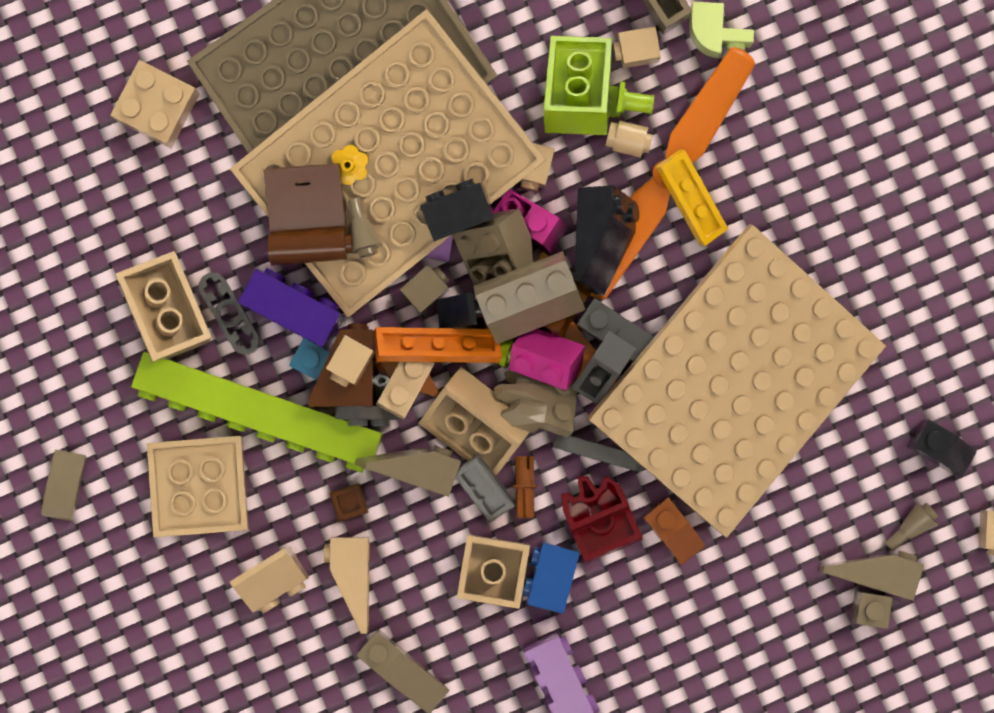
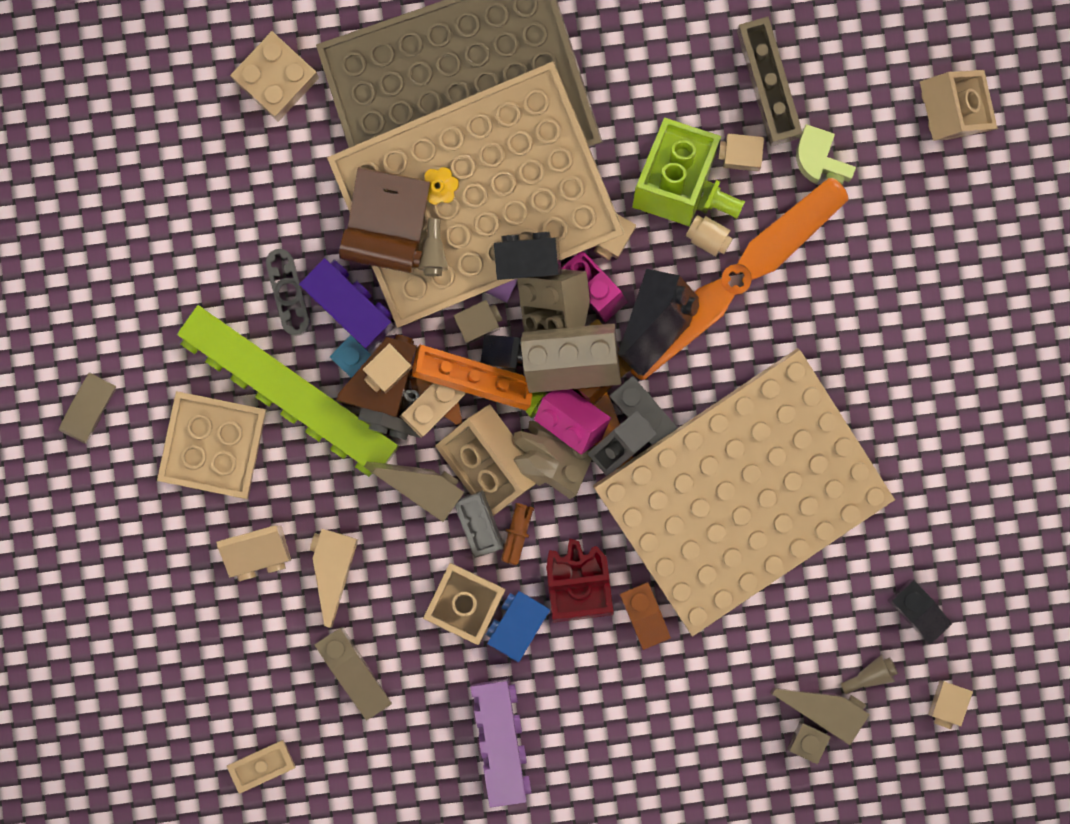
camera: 25 degrees right, 0 degrees up
(163, 307) = (228, 268): tan slope -> none
(349, 502) = (348, 501): reddish brown tile -> none
(597, 452) = (593, 520): dark grey beam -> none
(692, 197) = (752, 308): yellow plate -> none

